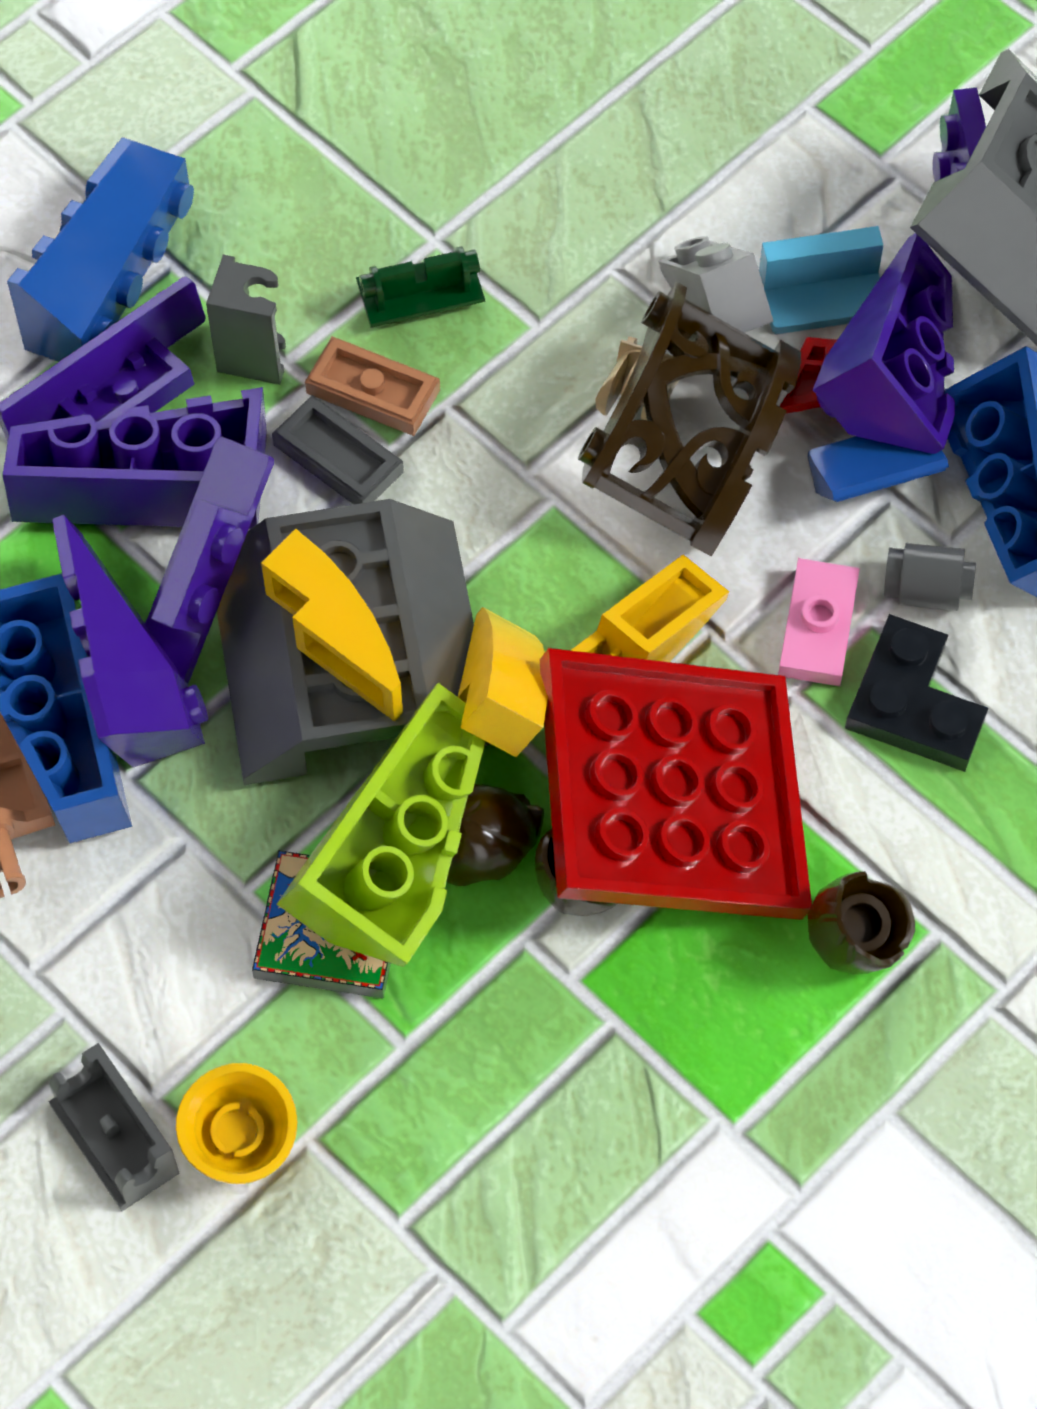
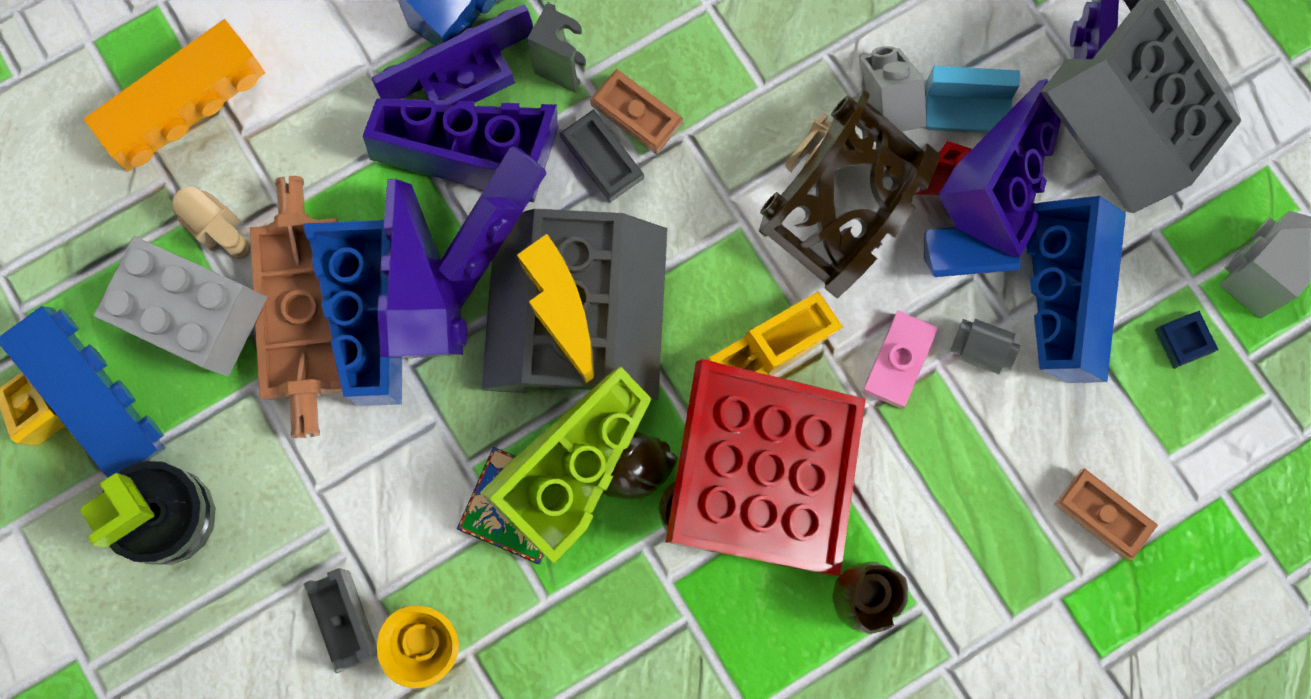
camera: 15 degrees right, 15 degrees up
(421, 288) = (687, 42): dark green hinge -> none
(503, 684) = (669, 367): yellow slope -> none
(902, 707) = (939, 433): black plate -> none

